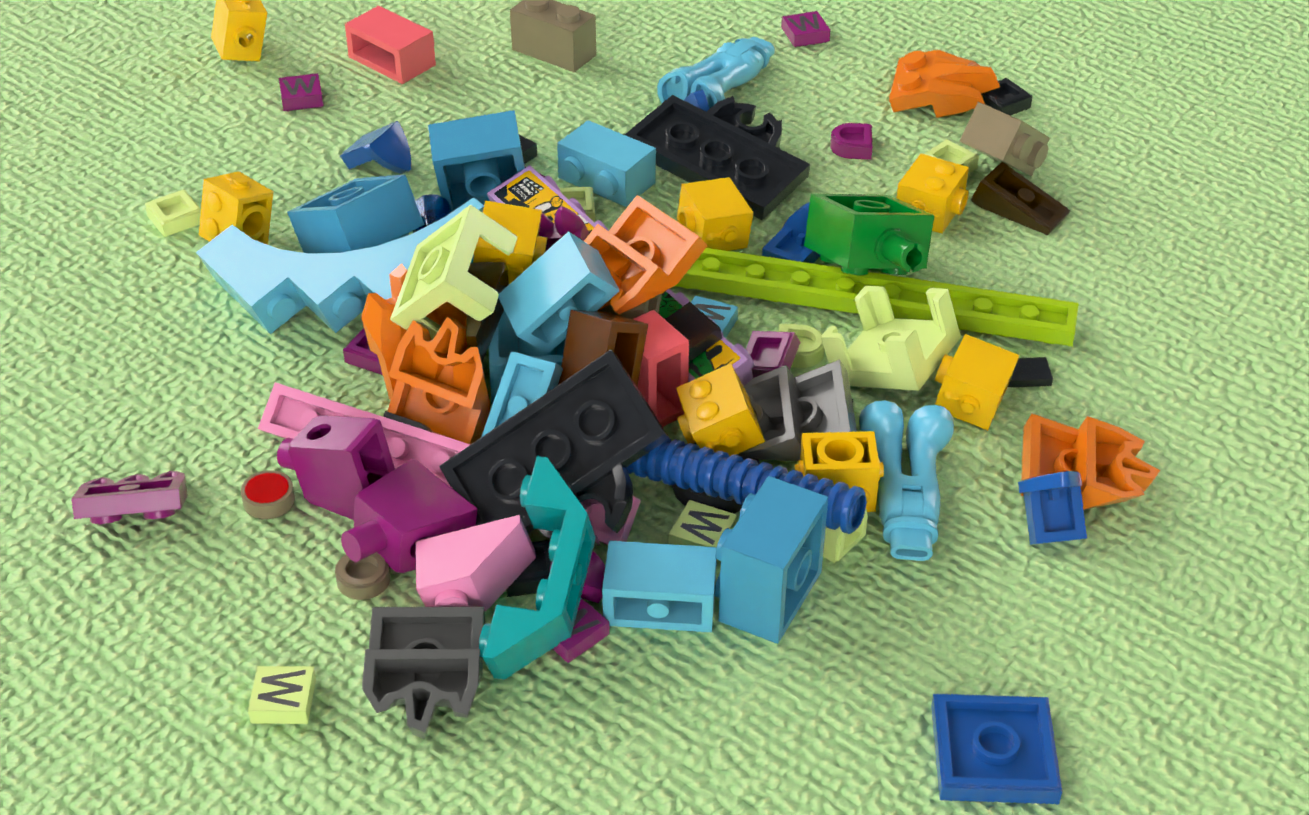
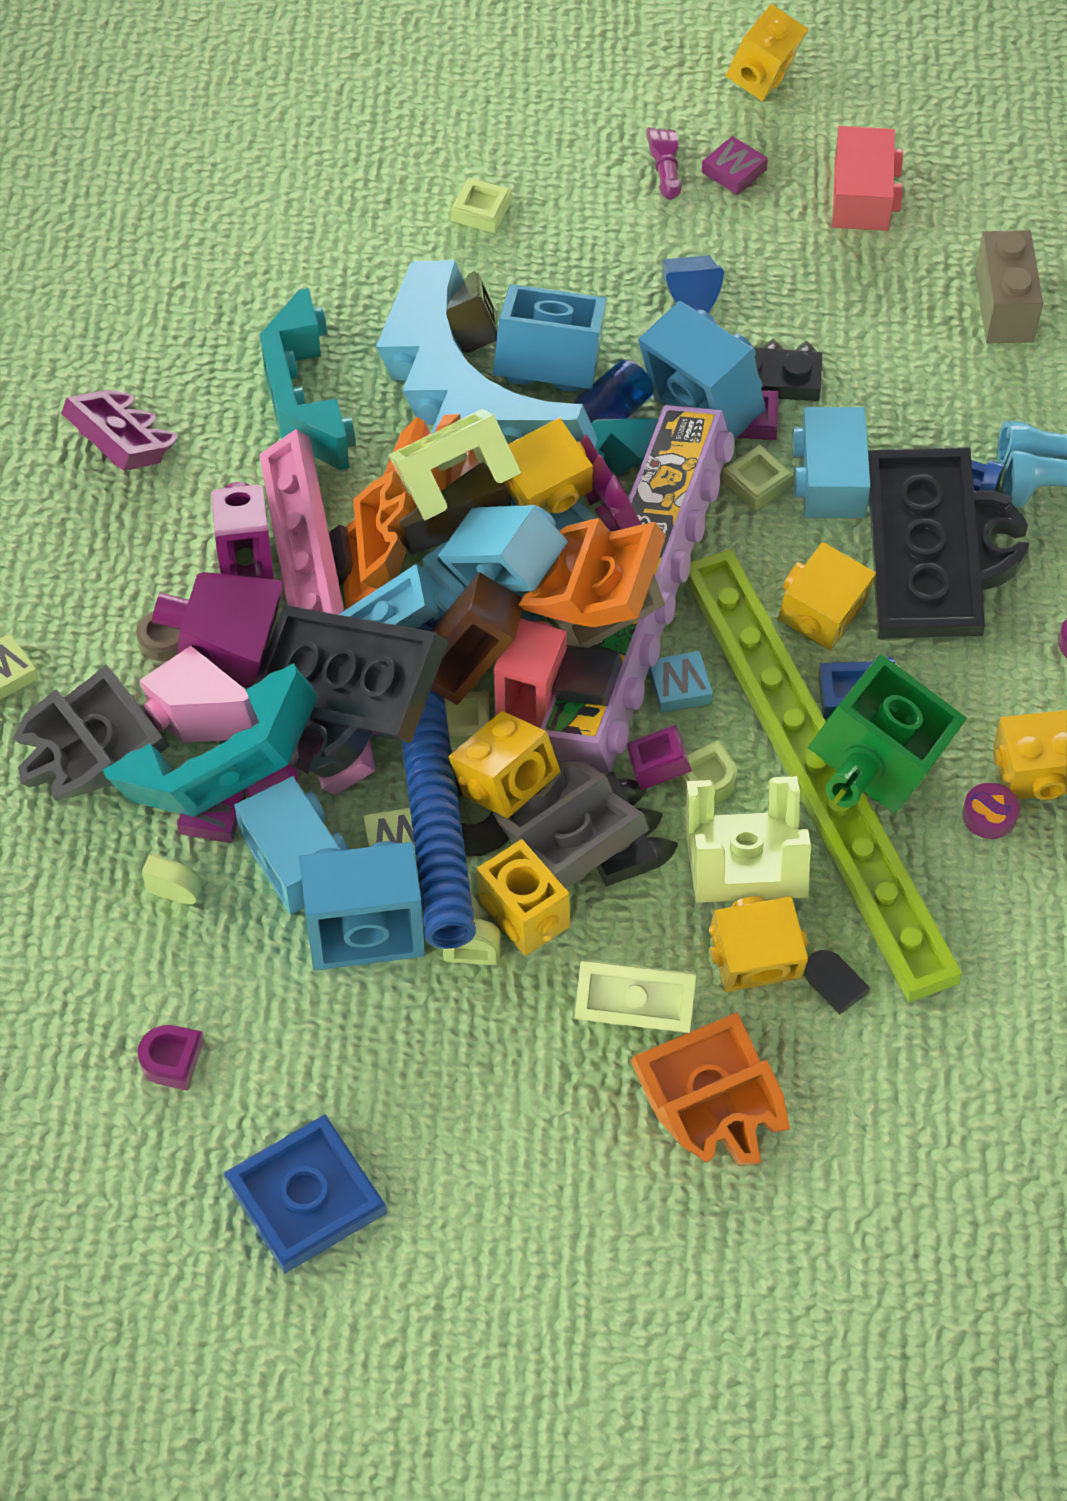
camera: 55 degrees right, 15 degrees up
(221, 383) = (291, 338): none -> teal slope
(236, 202) = (493, 245): yellow head -> none
(258, 117) = (663, 148): none -> magenta piece
(267, 494) = (193, 513): tile -> none
(289, 234) = (472, 314): none -> dark brown slope
(623, 679) = (171, 880): none -> yellowish green tile
(791, 772) = (170, 1055): none -> magenta tile
(908, 503) = (547, 974): medium azure piece -> none
(950, 239) = (990, 810): none -> magenta tile
(983, 452) = (635, 996): none -> yellowish green panel
(1054, 507) = (626, 1095): blue tile -> none

